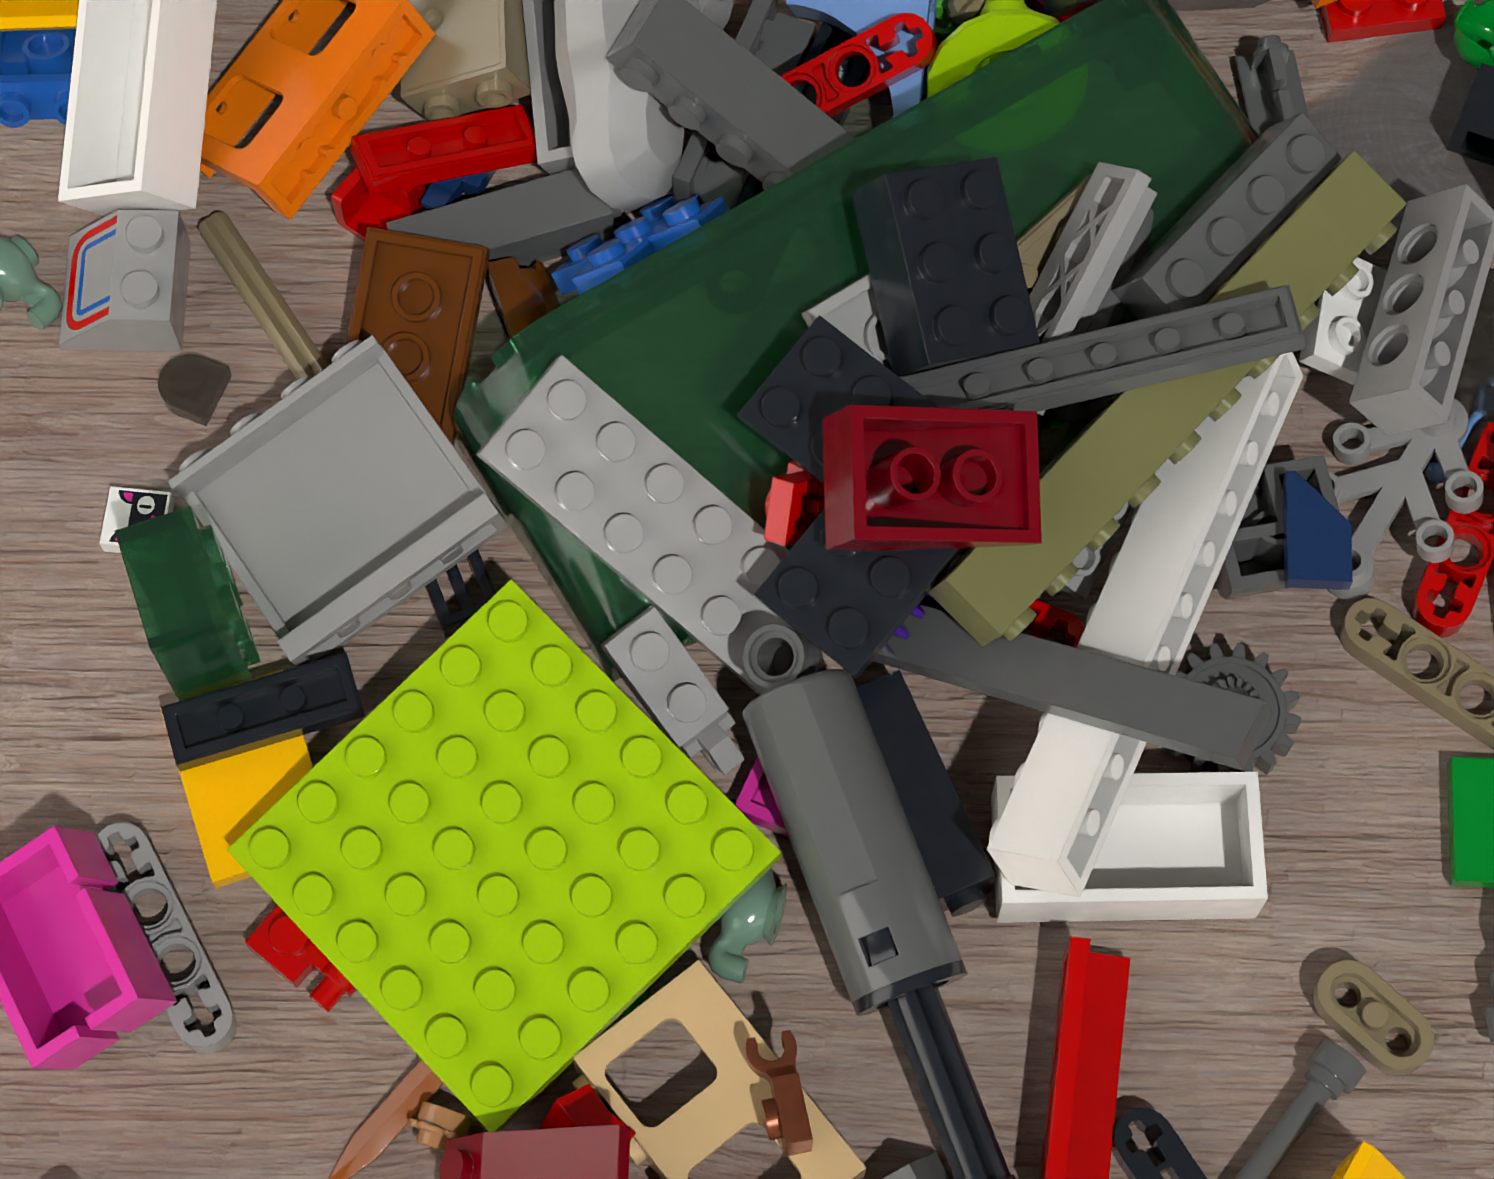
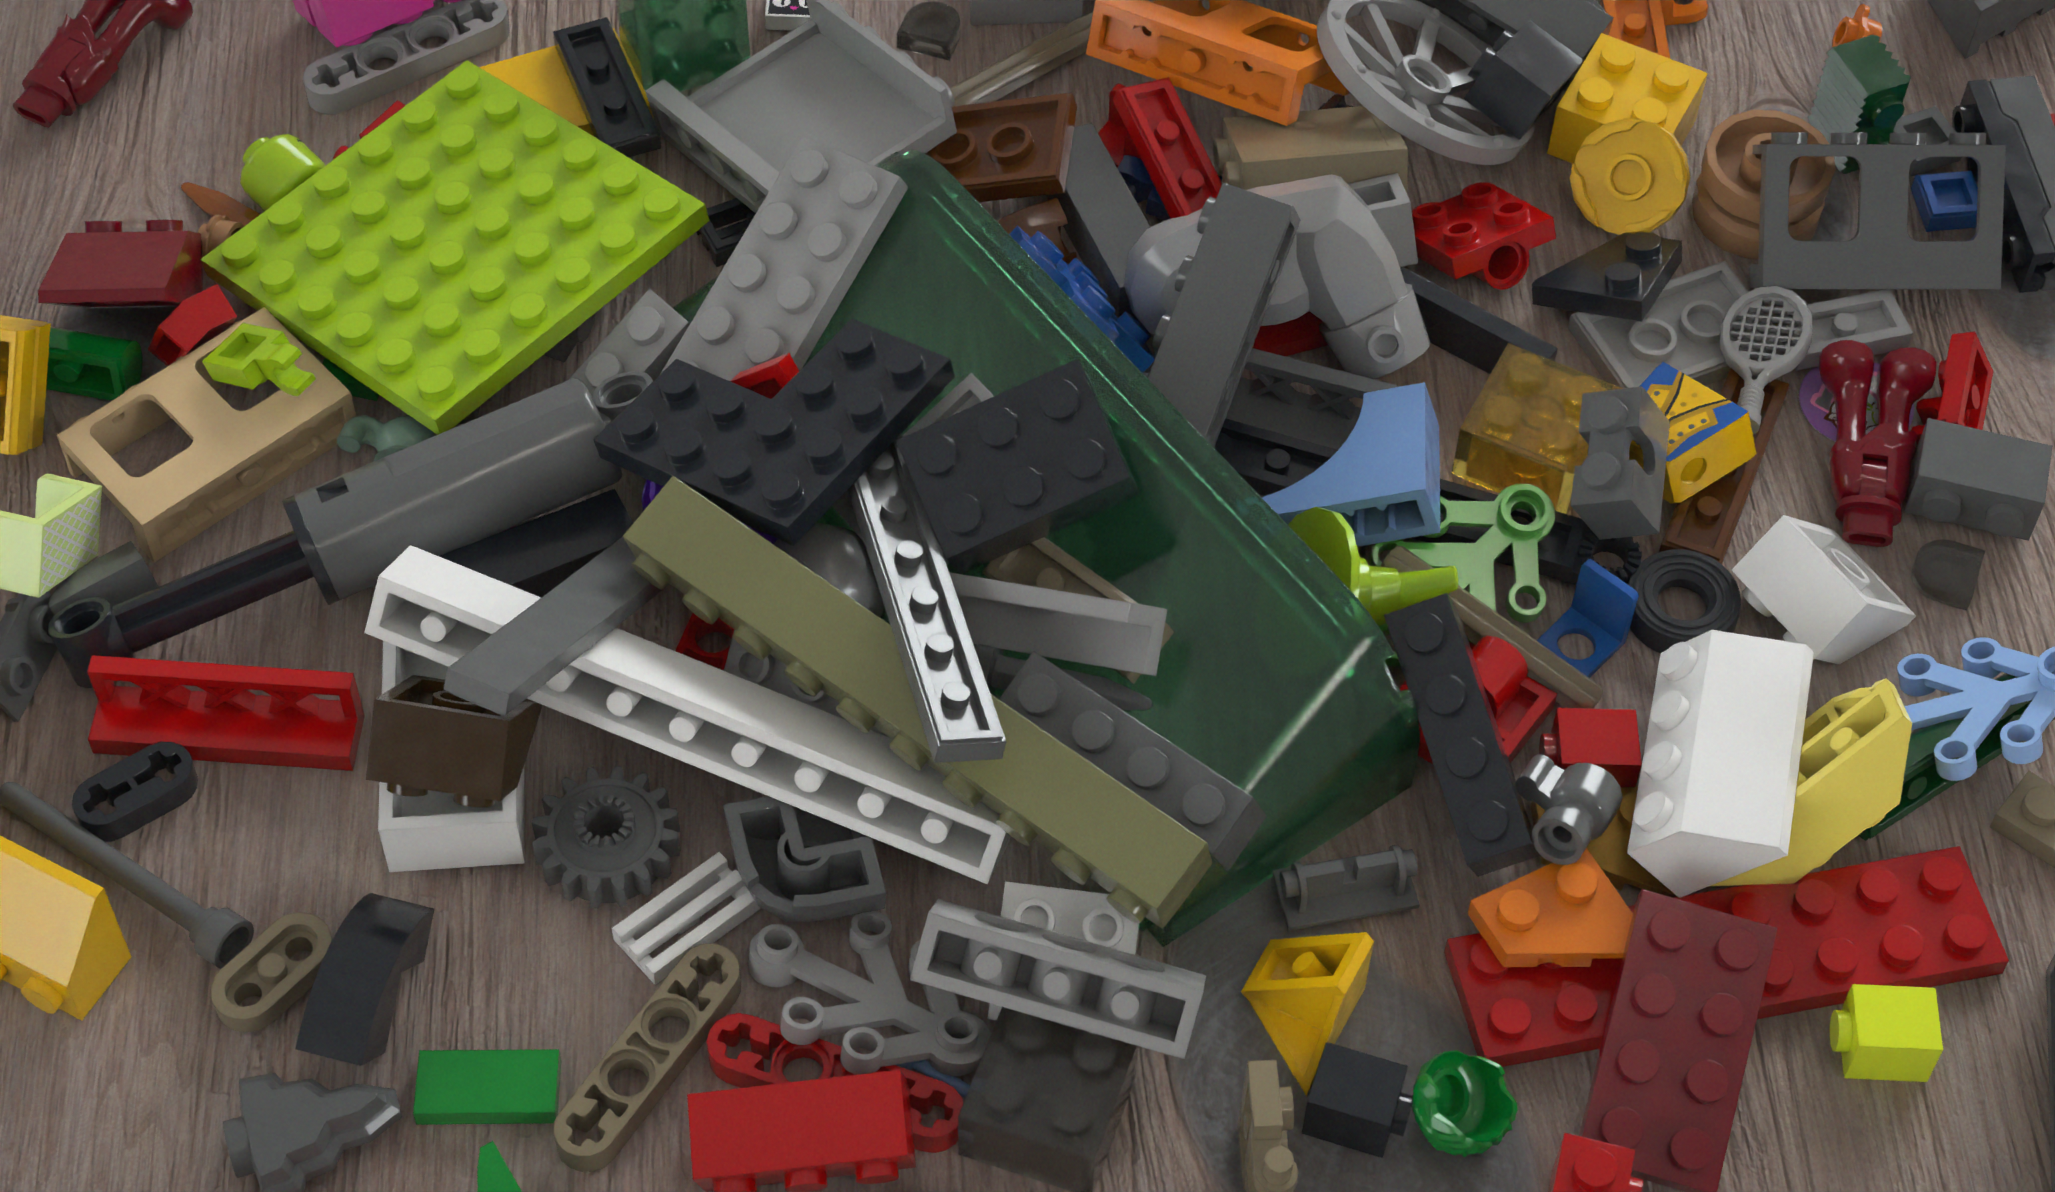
camera: 85 degrees right, 15 degrees down
(357, 1059) = (276, 168): none -> lime head
(658, 1054) = (257, 355): none -> lime plate
(786, 1111) = (197, 447): copper plate -> none
(823, 70) = (1281, 432): red beam -> none
(930, 478) = (760, 429): dark red slope -> none
(1187, 823) = (447, 744): none -> dark brown slope
(1314, 539) = (778, 870): dark blue tile -> none
(1322, 634) = (680, 909): none -> white tile
(1400, 132) = (1307, 993): none -> yellow slope
(1402, 923) = (360, 979): none -> black brick

